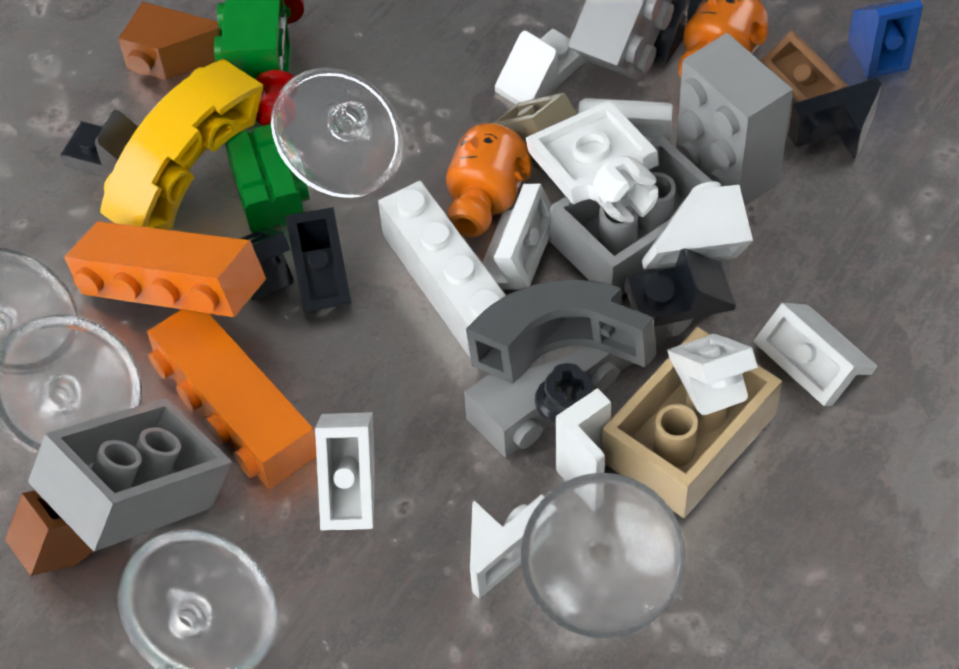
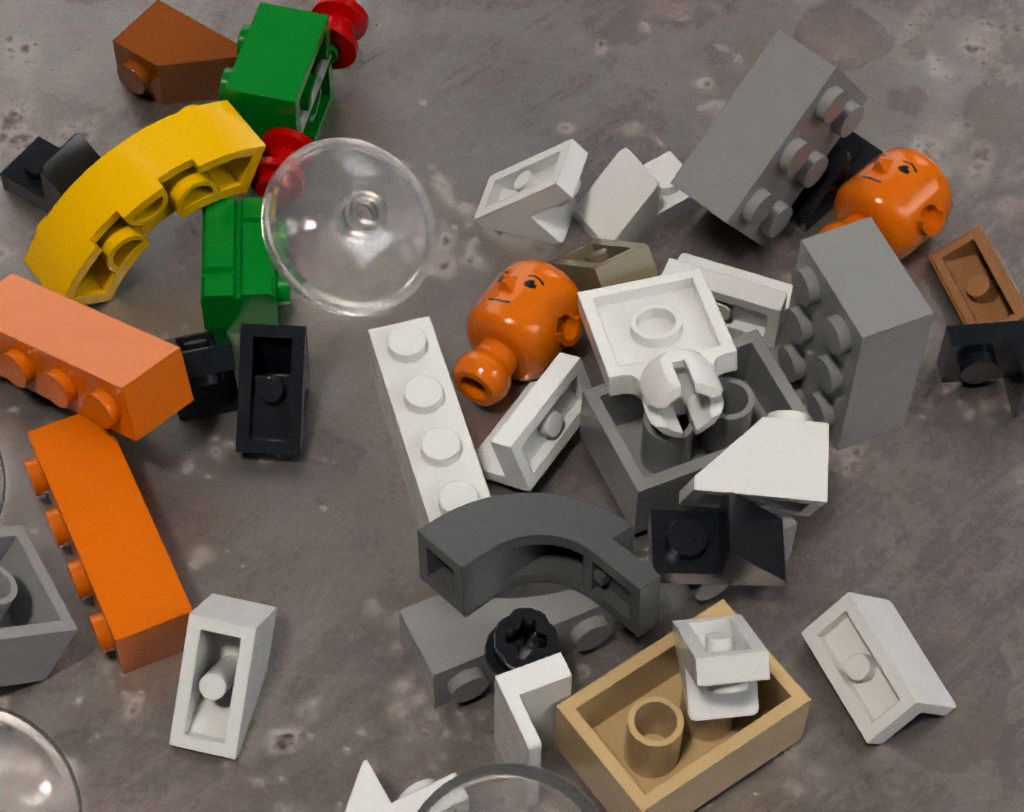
camera: 10 degrees right, 0 degrees up
(465, 80) = (535, 194): none -> white slope

